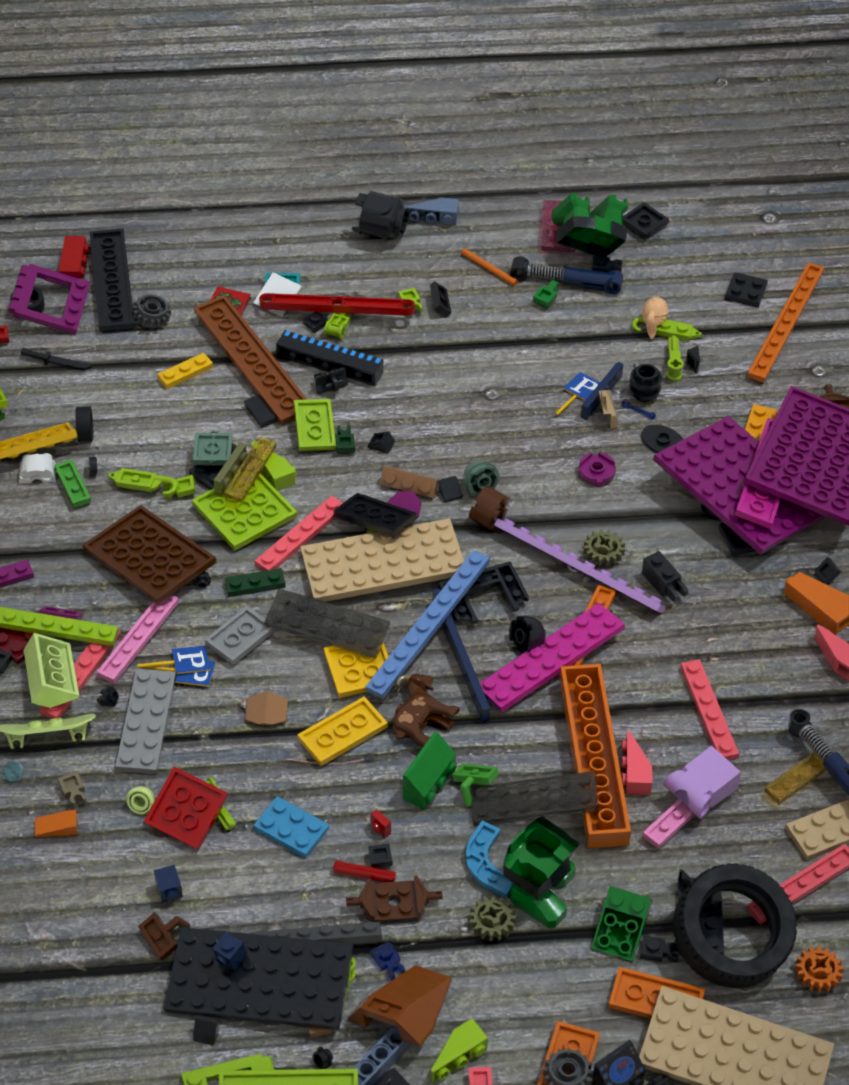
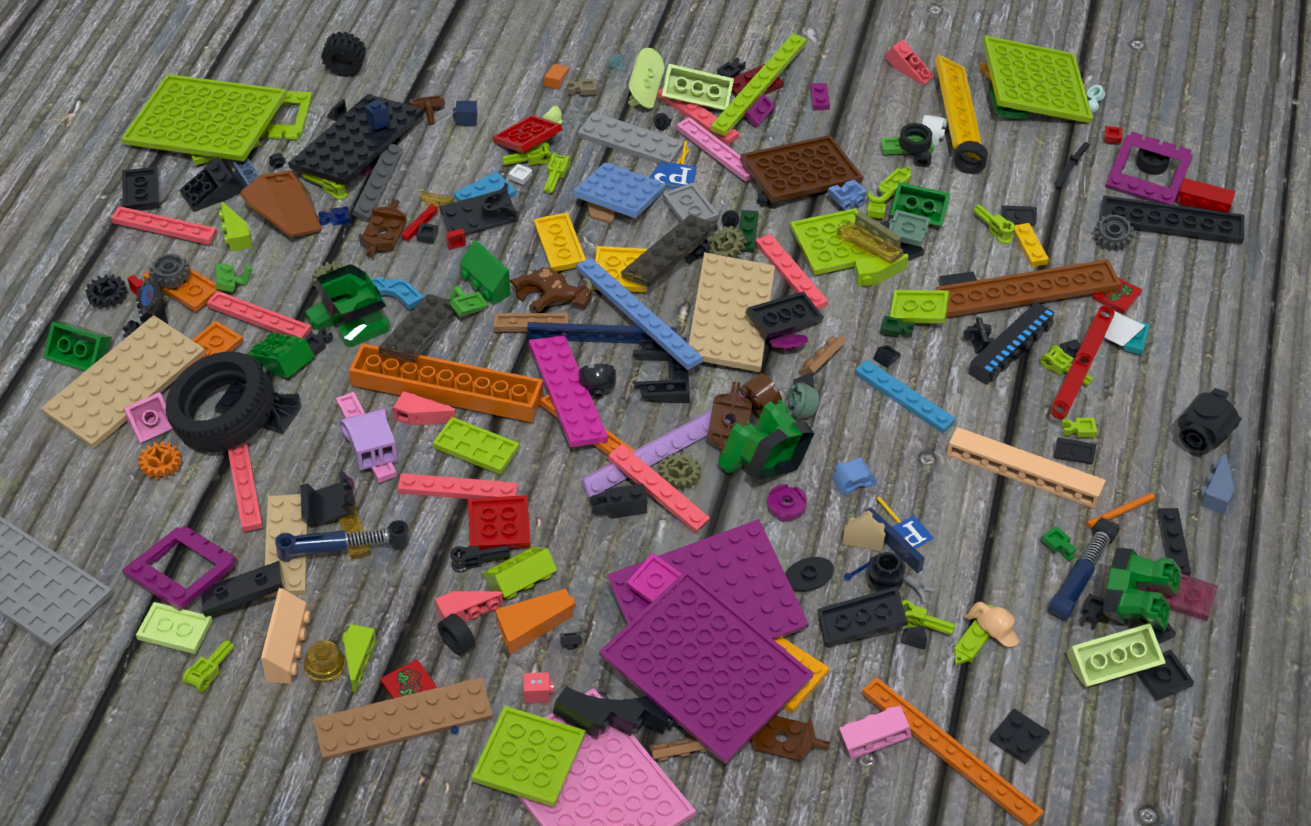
camera: 110 degrees right, 0 degrees up
(74, 479) = (915, 129): none -> black tyre
(113, 1047) = (334, 51): none -> black tyre
(150, 381) = (1019, 214): none -> black plate
(169, 450) = (922, 202): none -> green slope
(172, 394) = (998, 225): none -> lime connector
(173, 510) = (849, 195): none -> medium blue cylinder
(226, 769) = (556, 169): none -> lime connector
(245, 697) = (619, 190): none -> medium blue plate
(248, 596) = (730, 218): none -> black plate
(249, 801) = (520, 174): none -> white plate
(295, 579) = (726, 242): none -> olive gear
(321, 869) = (434, 198): none -> clear yellow tile
(331, 812) = (480, 212): none -> black plate
(426, 420) = (905, 396): none -> dark azure plate
(471, 718) = (518, 321): none -> medium nougat plate
(476, 326) = (1026, 467): none -> light nougat brick
(506, 233) = (1173, 538): none -> black plate
(533, 518) = (727, 405): none -> reddish brown plate
(539, 1022) = (225, 277): none -> bright green plate
(545, 431) = (853, 475): none -> medium blue cylinder
(568, 471) = (770, 447): none -> green piece
(579, 967) = (258, 315): none -> coral plate
(592, 898) = (318, 341): none -> black plate
(635, 553) = (659, 488): none -> coral plate
(651, 243) = (1115, 655): none -> yellowish green slope
(654, 710) = (476, 445): none -> lime plate
(698, 388) = (862, 616): none -> black plate
(734, 662) = (499, 522): none -> red plate
(772, 1004) = (148, 417): none -> bright pink slope
(779, 628) = (520, 571): none -> lime slope
(785, 666) = (472, 557): none -> black connector
(790, 793) = (328, 502): none -> black panel
(802, 359) = (875, 732): none -> bright pink brick

